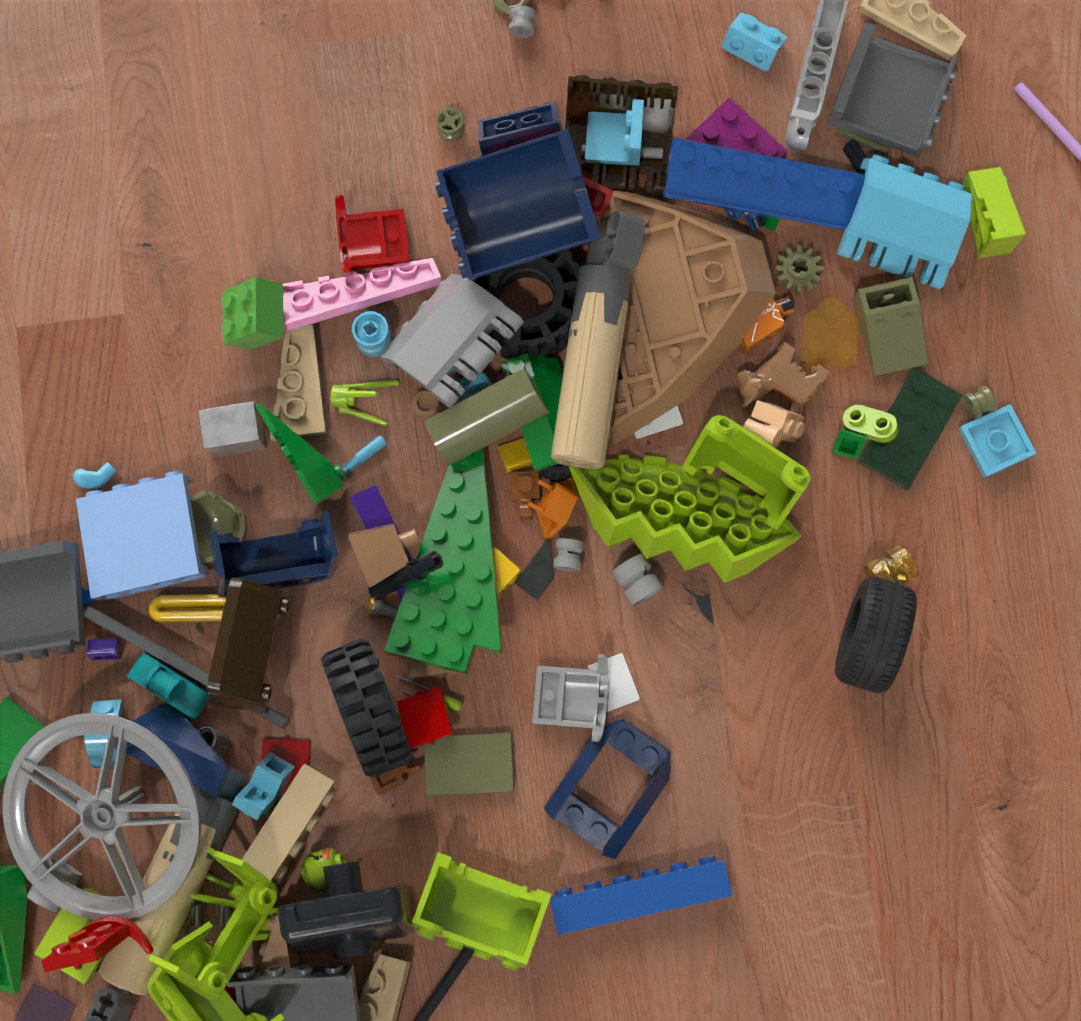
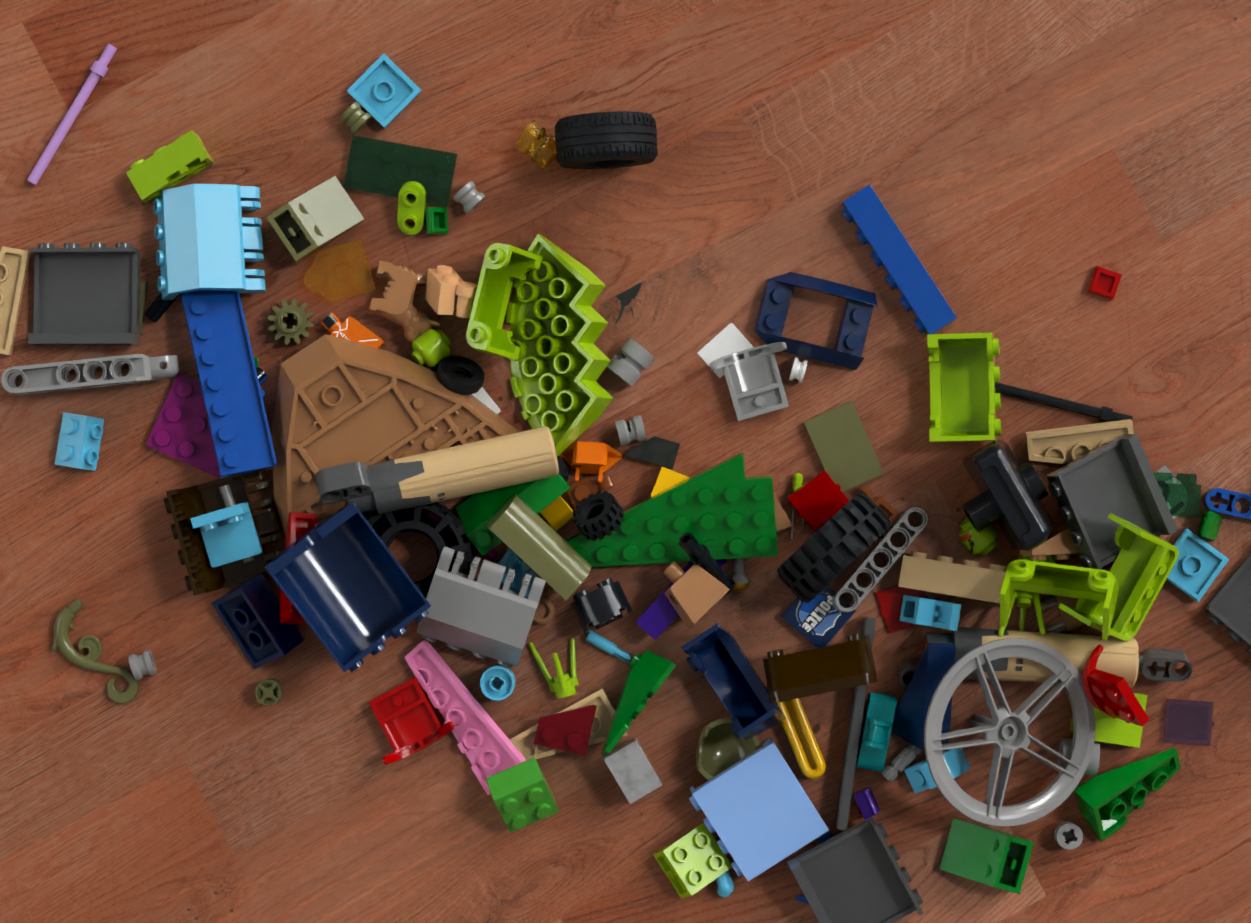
camera: 115 degrees left, 10 degrees up
(119, 456) = (693, 861): none -> lime bracket
(129, 697) = (900, 762): none -> light grey axle
(298, 381) = (566, 730): none -> dark red wing
(305, 674) = (819, 618): none -> tile
(327, 745) = (891, 554): none -> light grey beam
(405, 458) = (600, 605): none -> black brick
(495, 487) = (598, 515): none -> black tyre
(565, 747) = (798, 370): none -> white bush
(678, 400) = (459, 384): none -> black tyre
(724, 391) = (431, 348): none -> lime head
(861, 483) = (469, 197): none -> light grey wheel

